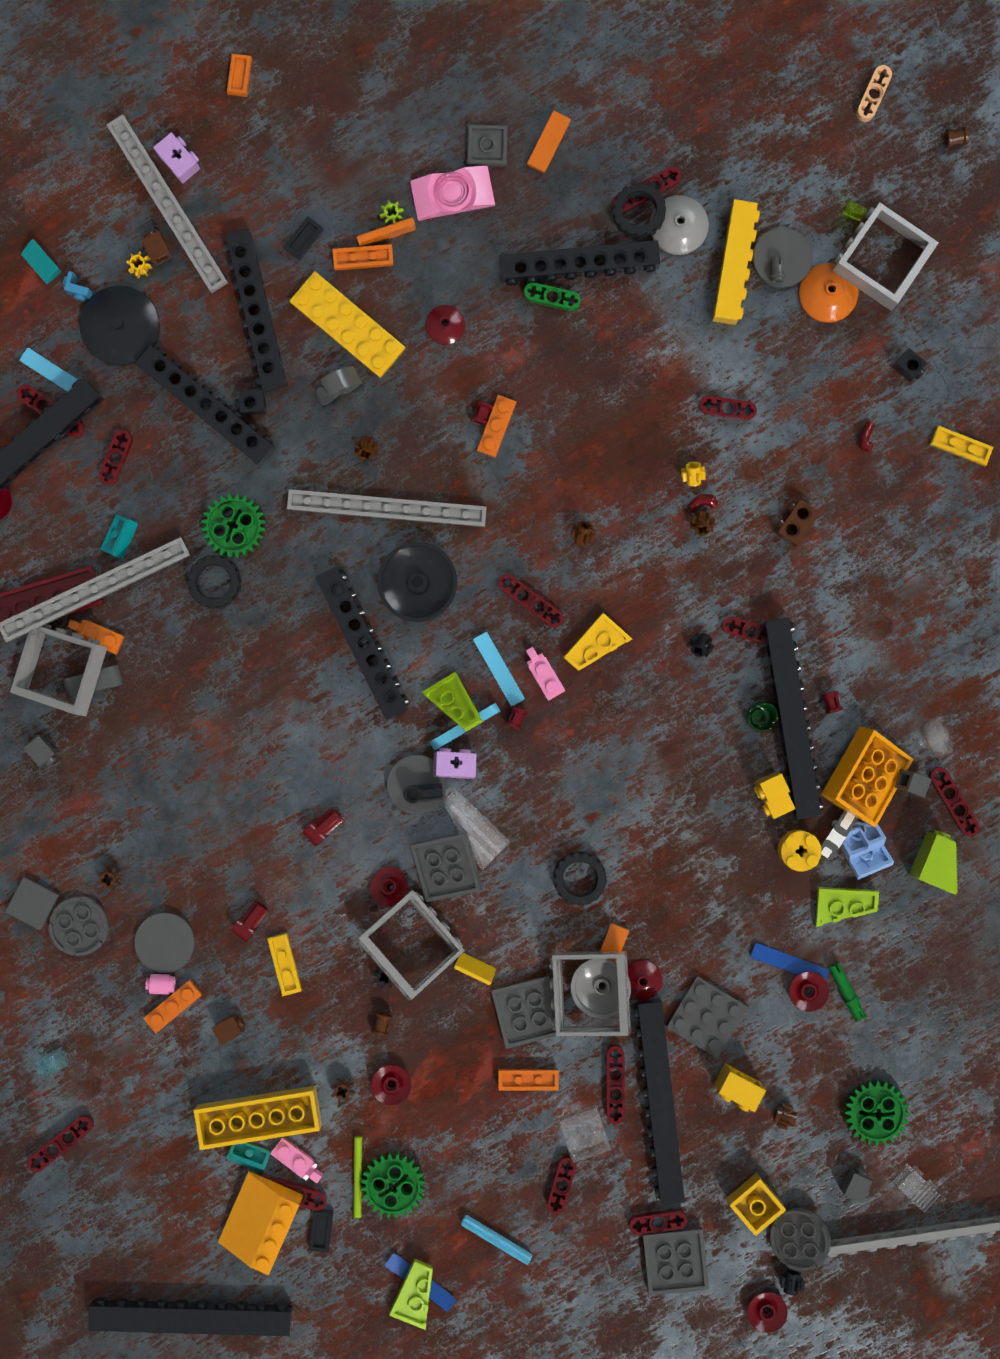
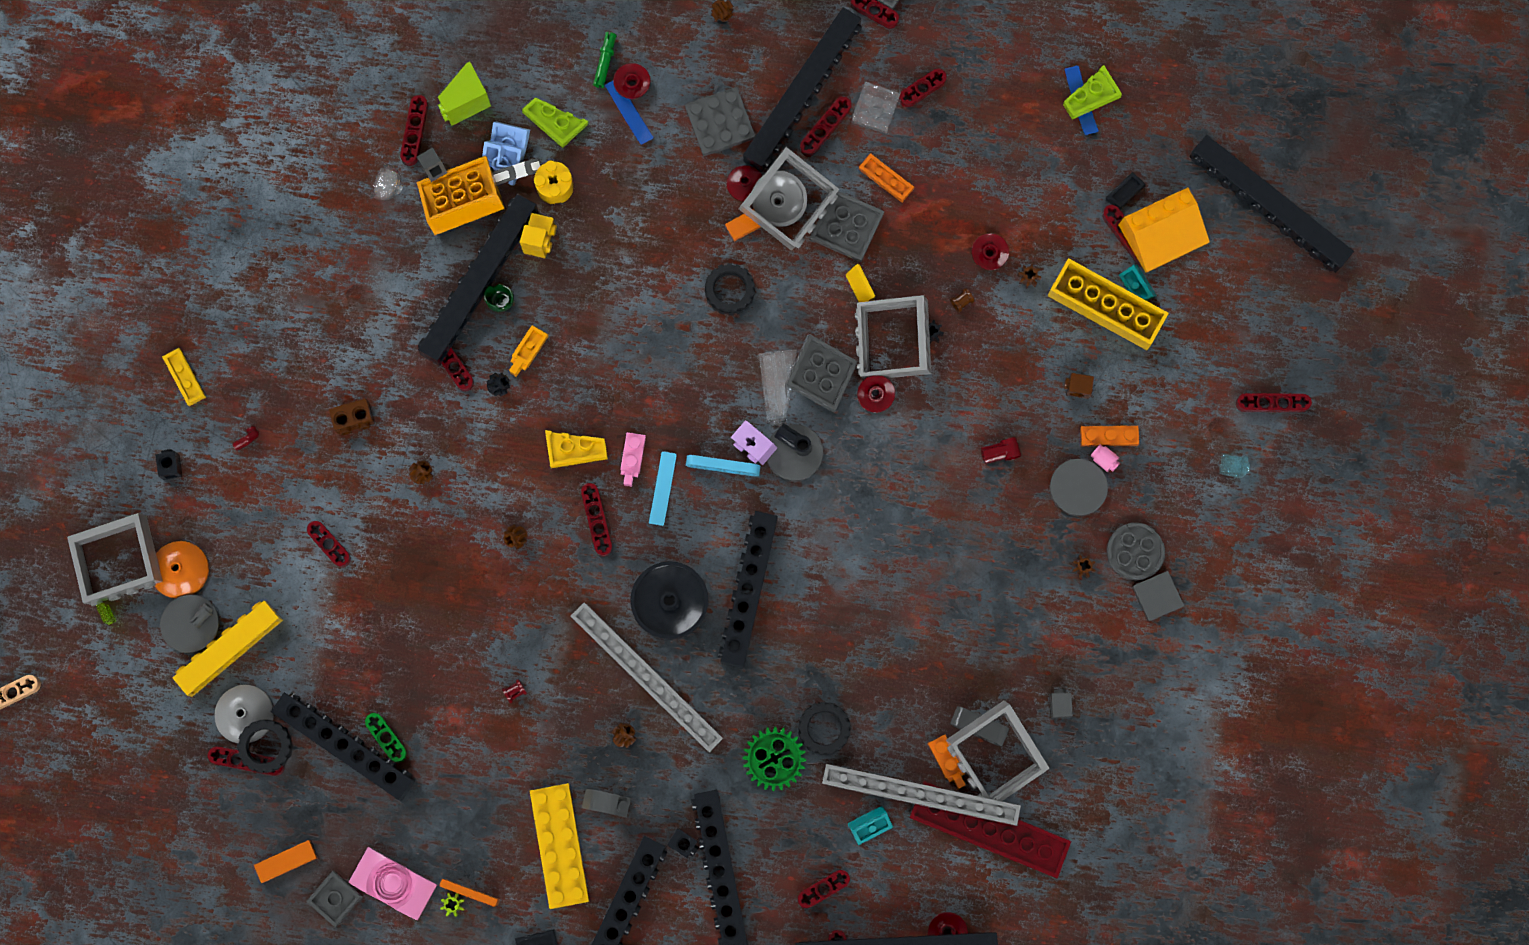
camera: 145 degrees left, 10 degrees down
(284, 964) = (1000, 400): yellow tile -> none
(296, 1160) = (1104, 254): bright pink hinge -> none
(320, 829) = (895, 476): dark red piece -> none
(357, 1176) = (1068, 207): lime bar -> none
(363, 257) = (503, 888): orange plate -> none
(404, 1198) = (1046, 197): green gear -> none
(445, 334) = (494, 787): dark red dish -> none
(454, 701) = (715, 489): lime wing -> none
(496, 426) = (511, 672): orange plate -> none
(496, 1239) = (1001, 87): medium azure axle -> none
(516, 717) = (679, 441): dark red bush -> none
(693, 473) = (396, 514): yellow gear -> none
(702, 693) = (527, 350): none -> light orange hinge
(703, 499) = (405, 490): dark red arm -> none
(739, 1088) = (737, 53): yellow brick -> none
(832, 702) = (439, 268): dark red bush -> none

